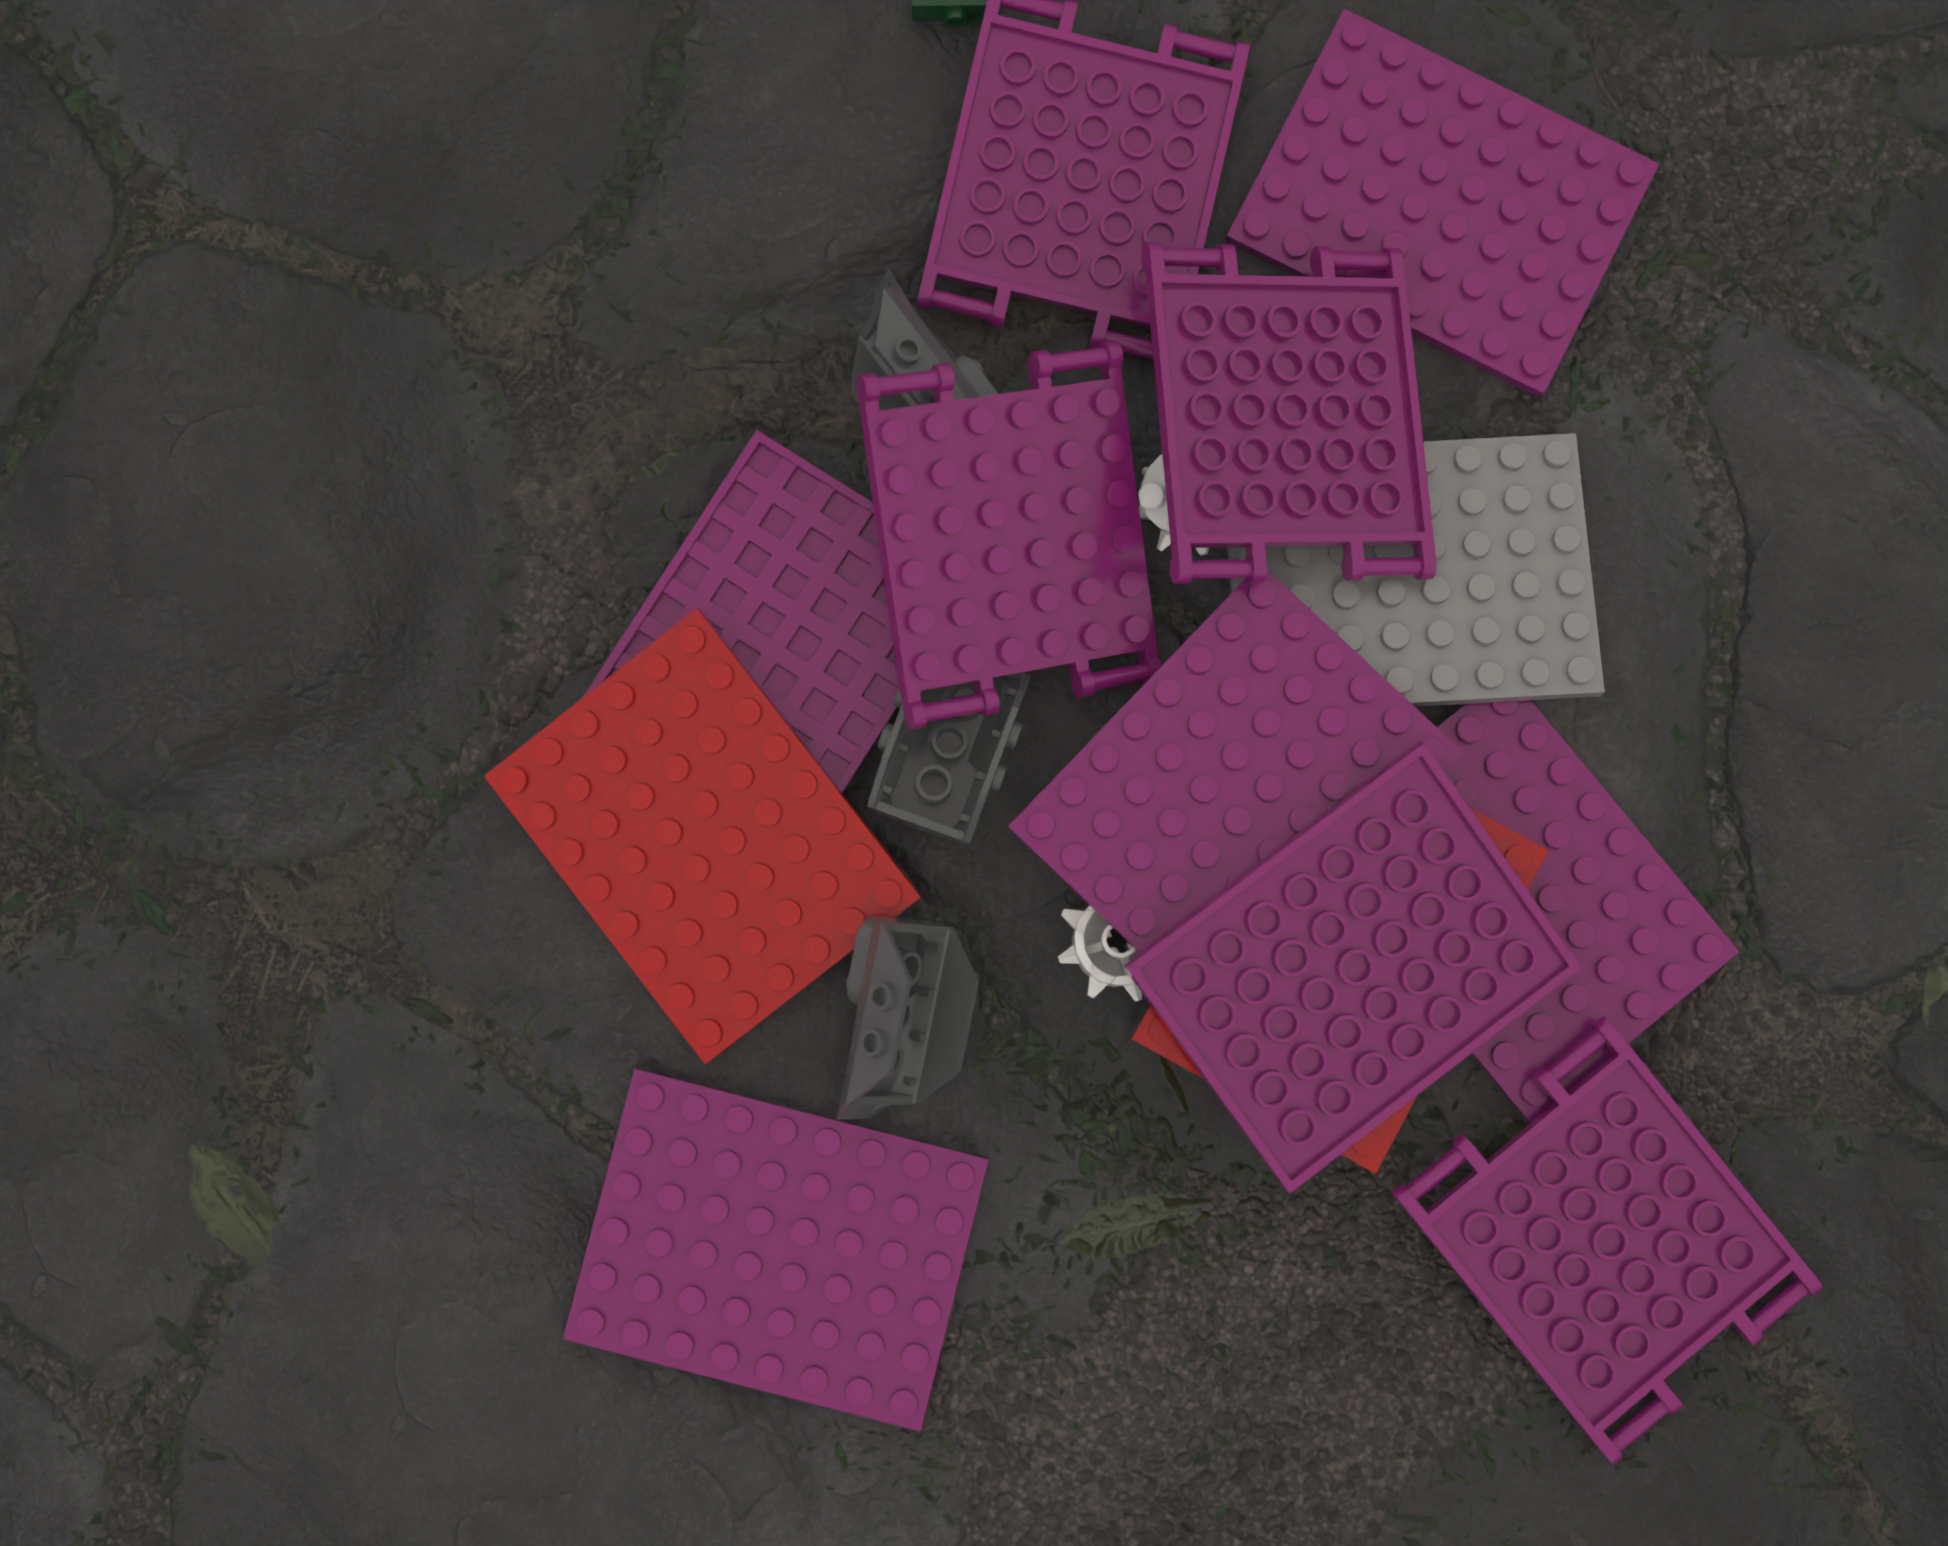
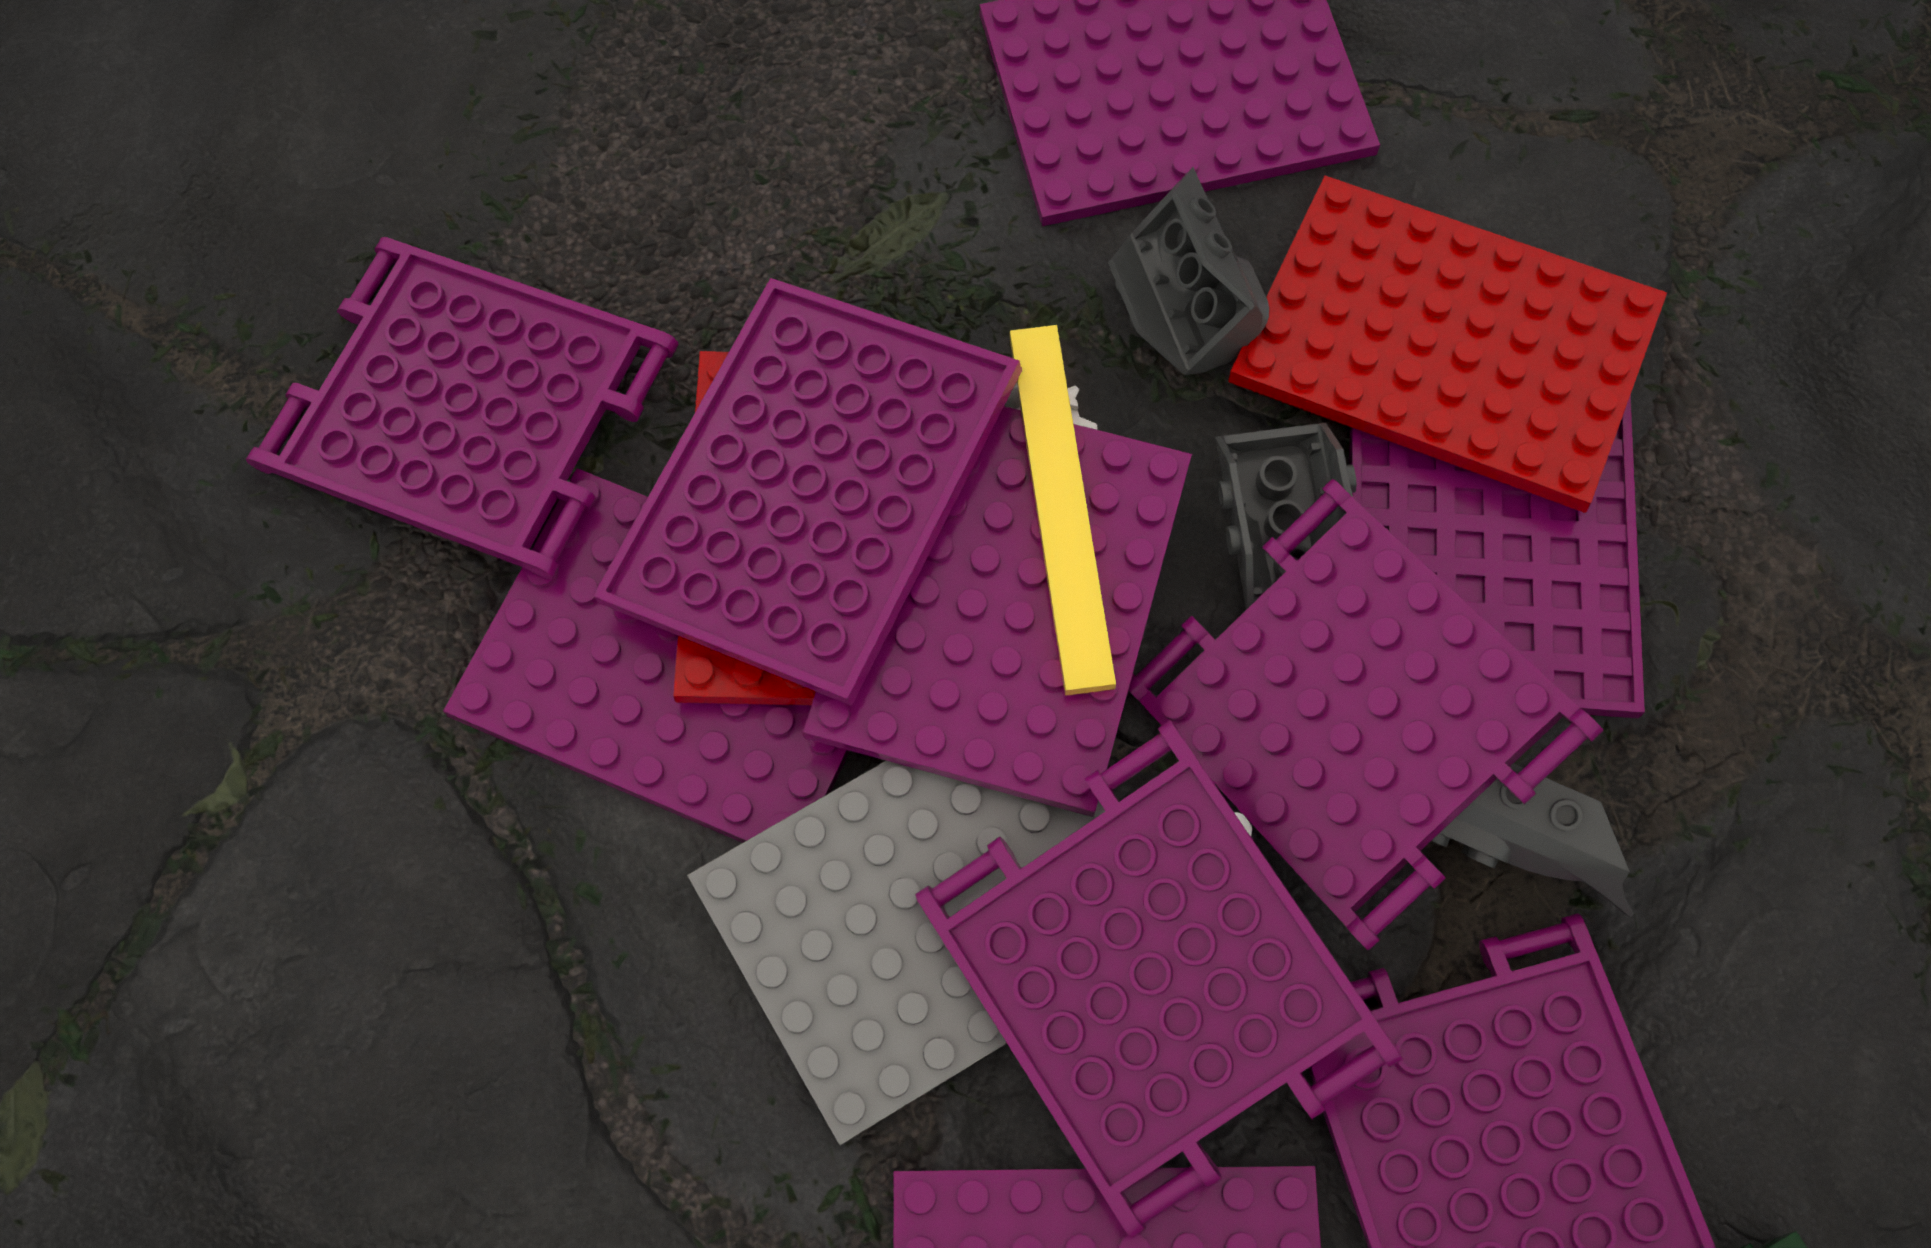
camera: 155 degrees right, 15 degrees down
(1151, 831) = (1062, 513): none -> light yellow tile

